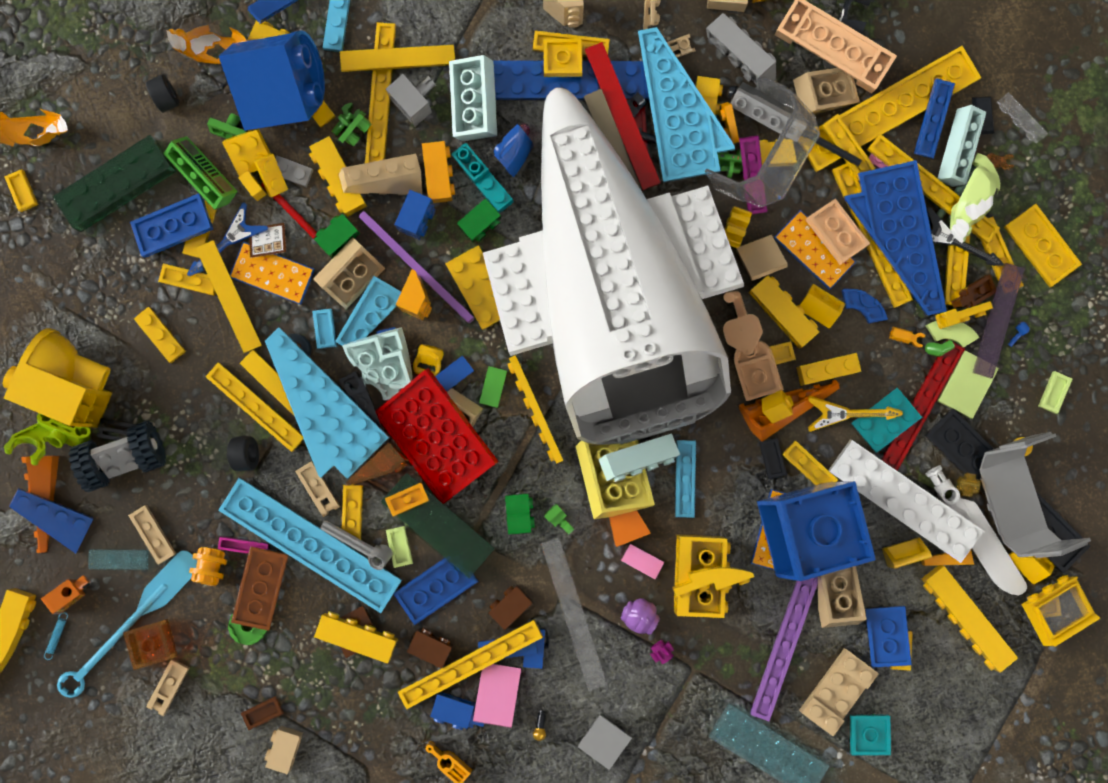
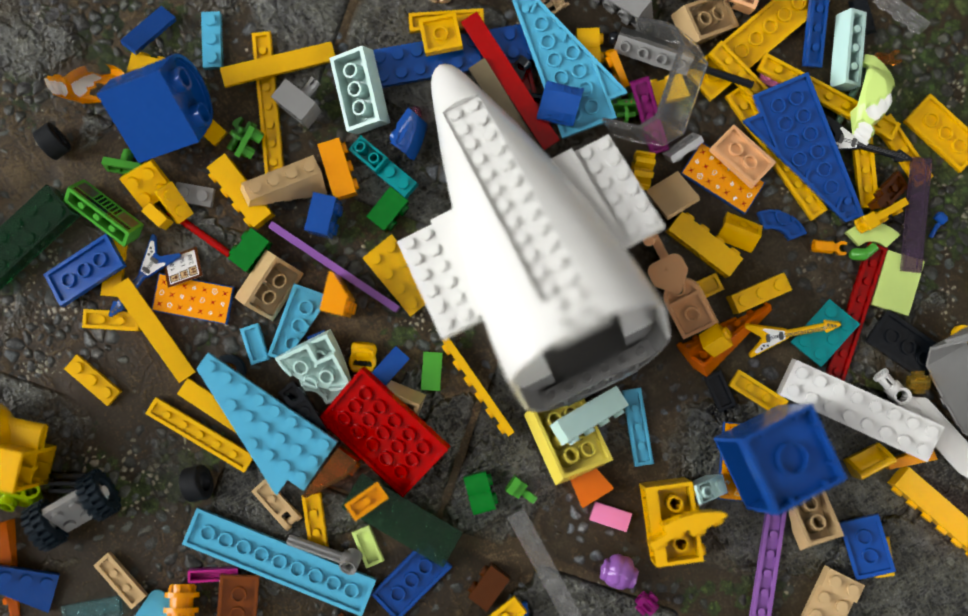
camera: 10 degrees left, 0 degrees up
(666, 147) = (559, 104): none -> blue slope
(744, 550) = (709, 487): none -> light aqua slope
(783, 211) = (684, 146): none -> light grey plate

